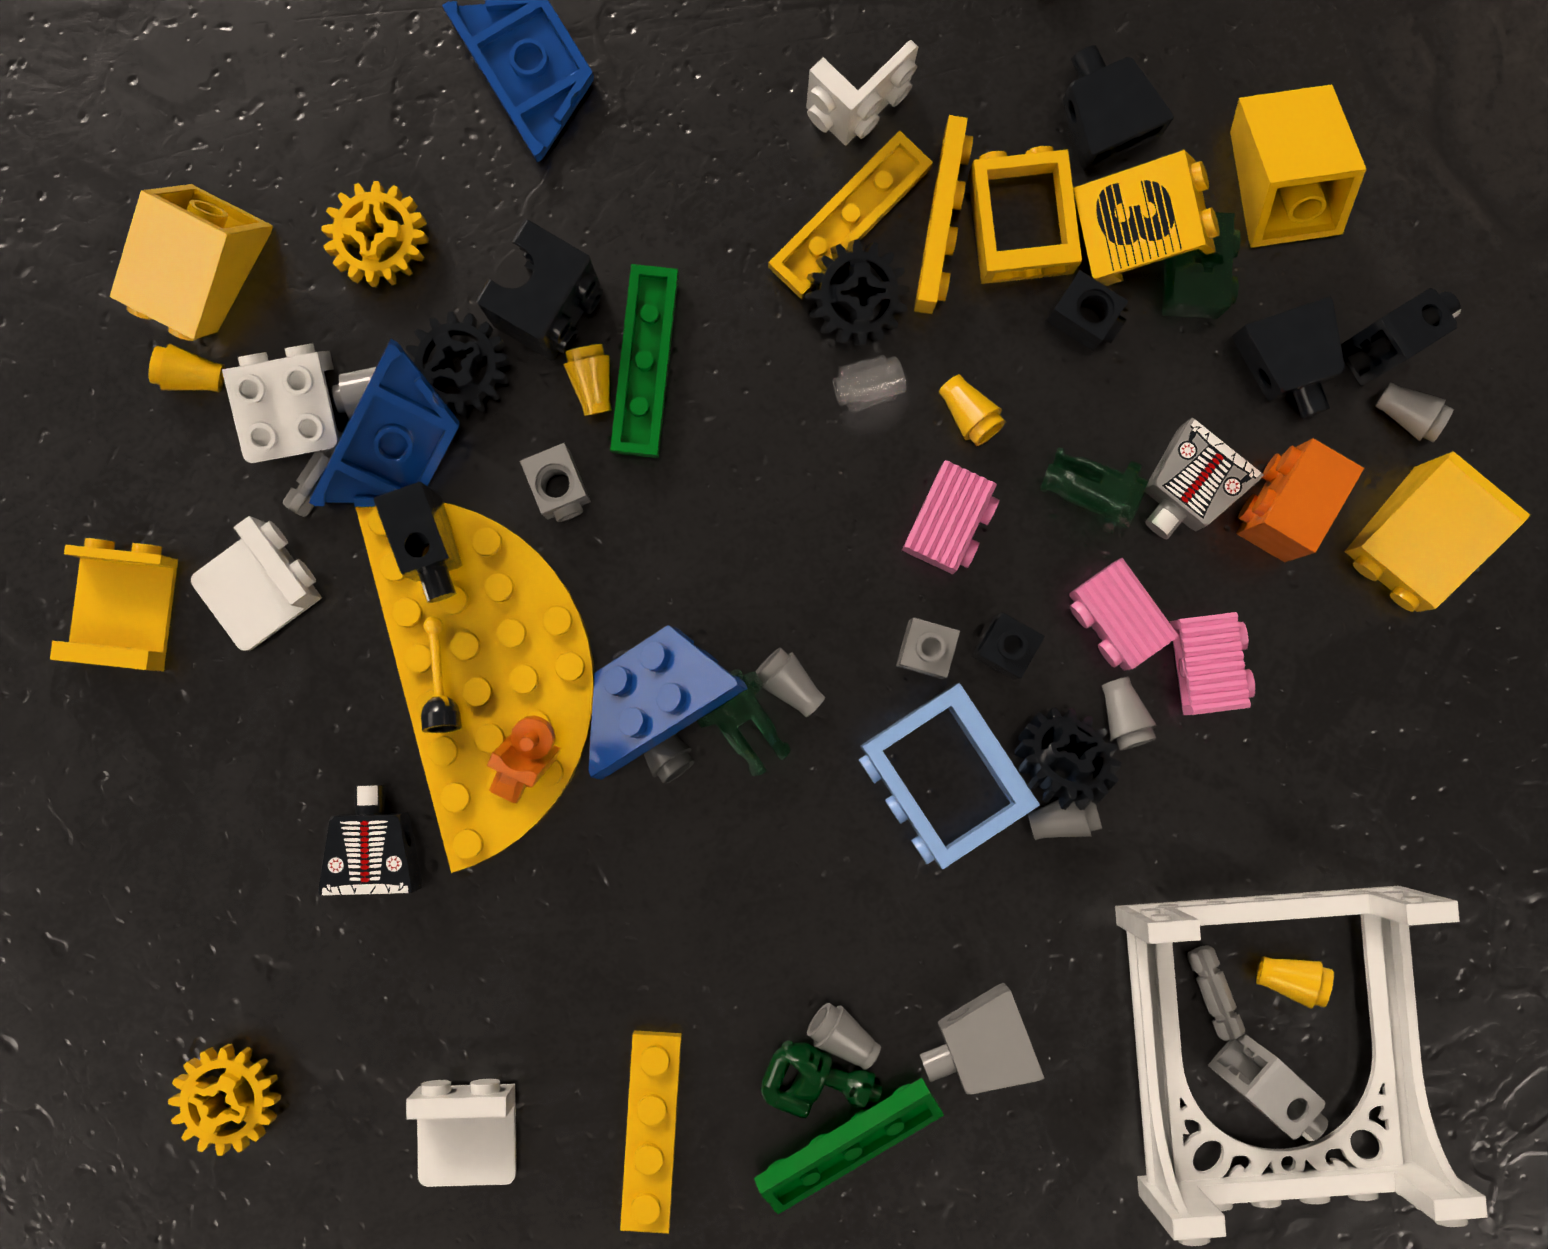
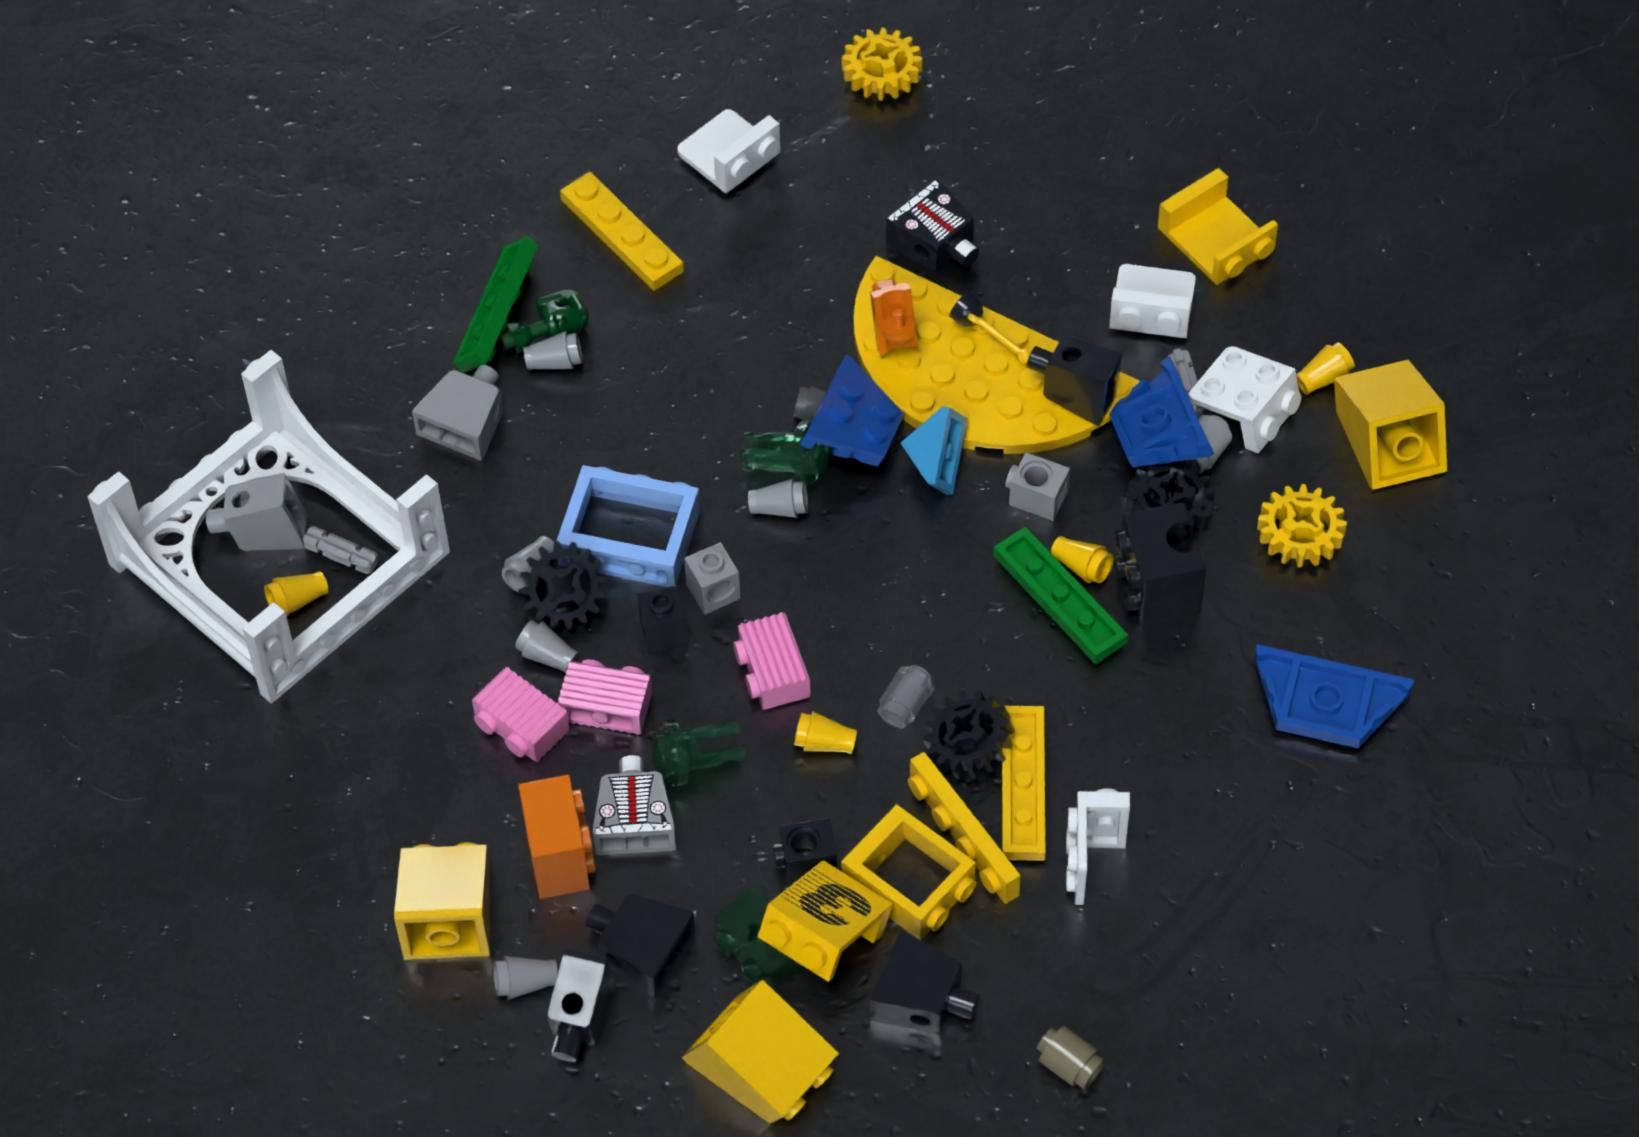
camera: 140 degrees right, 30 degrees down
(614, 595) = (937, 448): none -> dark azure slope

